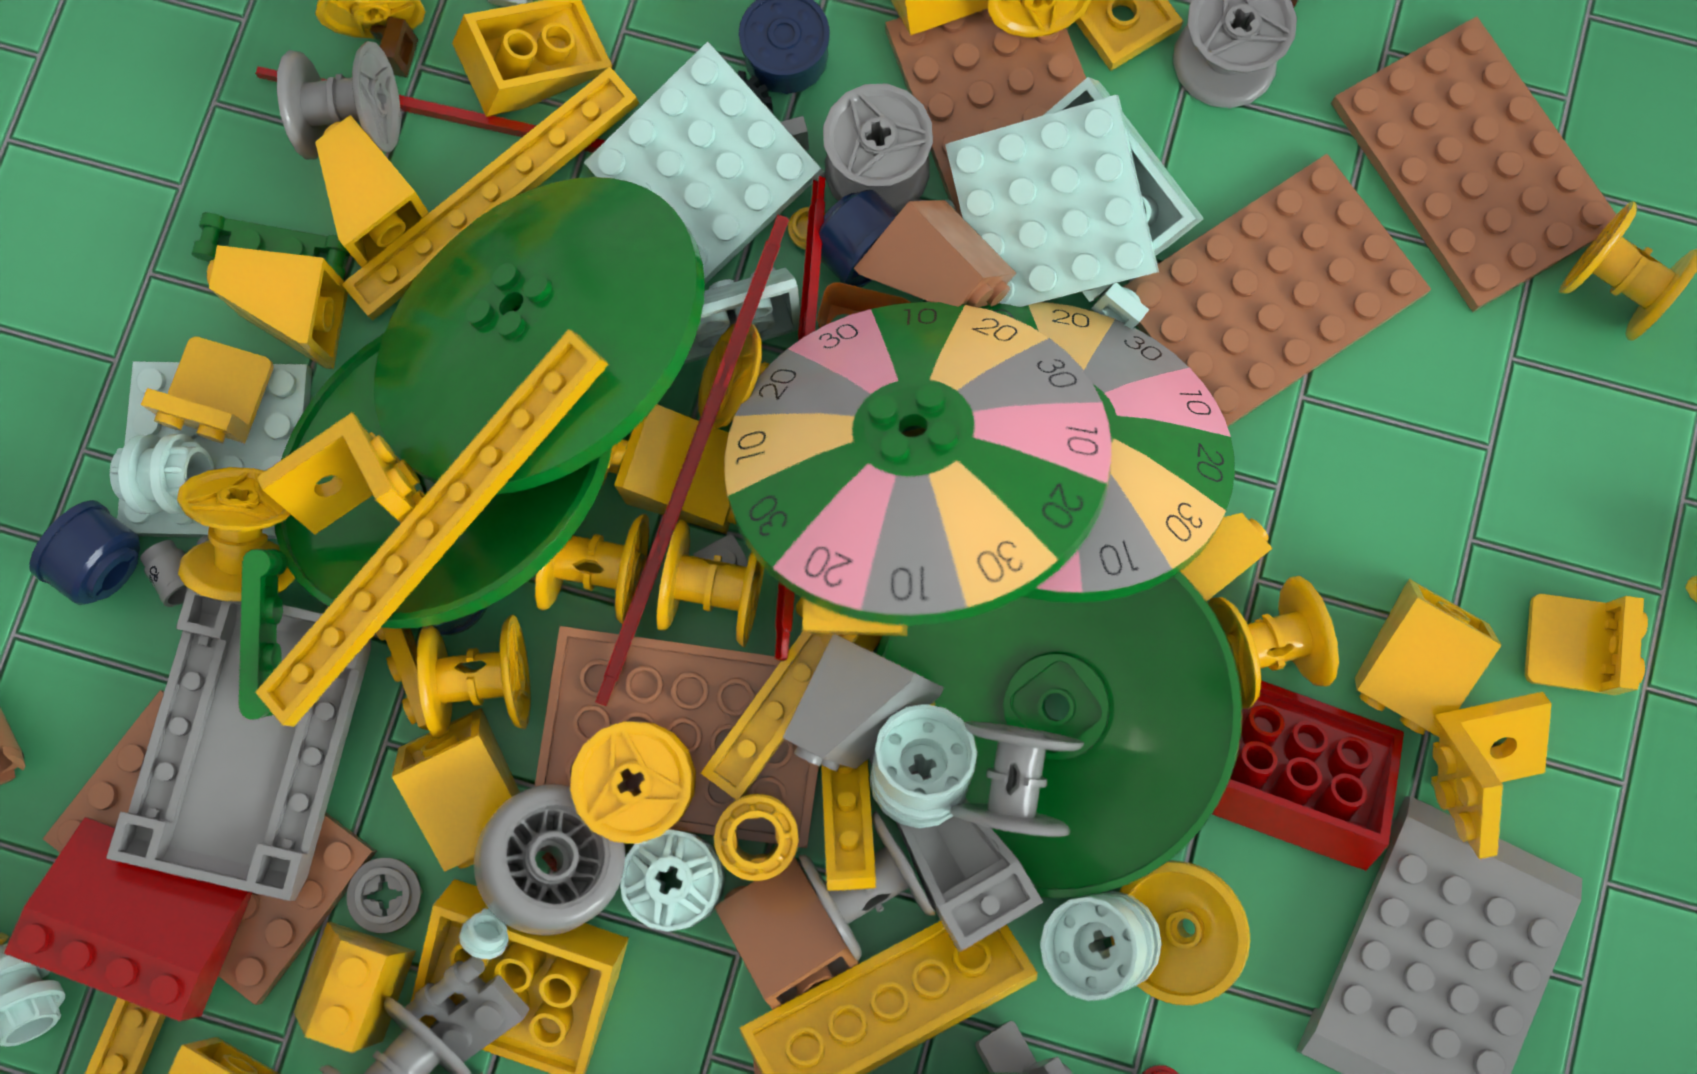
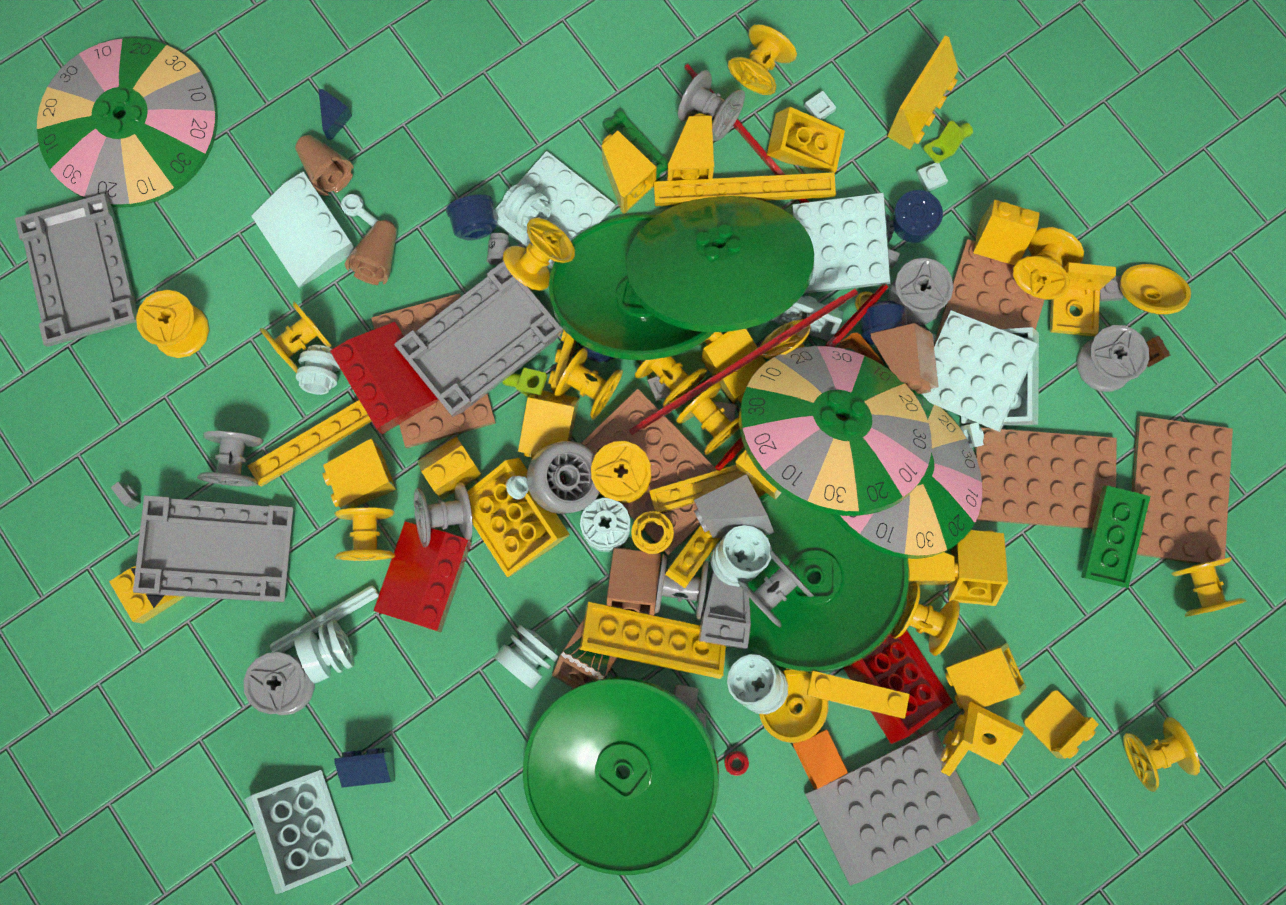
camera: 35 degrees right, 0 degrees up
(213, 391) = (570, 188): yellow bracket -> none
(258, 634) = (513, 308): green plate -> none
(360, 467) = (608, 264): yellow bracket -> none
(370, 879) = (485, 432): light grey gear -> none
(375, 749) = (527, 381): none -> lime bracket
(398, 44) = (752, 97): reddish brown tile -> none
(431, 528) = (620, 310): yellow plate -> none
(479, 1018) = (489, 519): light grey plate -> none
(598, 602) = (659, 391): none -> light grey plate
(1266, 840) = (858, 694): none -> yellow plate
(1285, 982) = (820, 759): none -> orange piece
(1291, 497) = (980, 568): none -> yellow slope
(1442, 299) = (1115, 536): none -> green plate

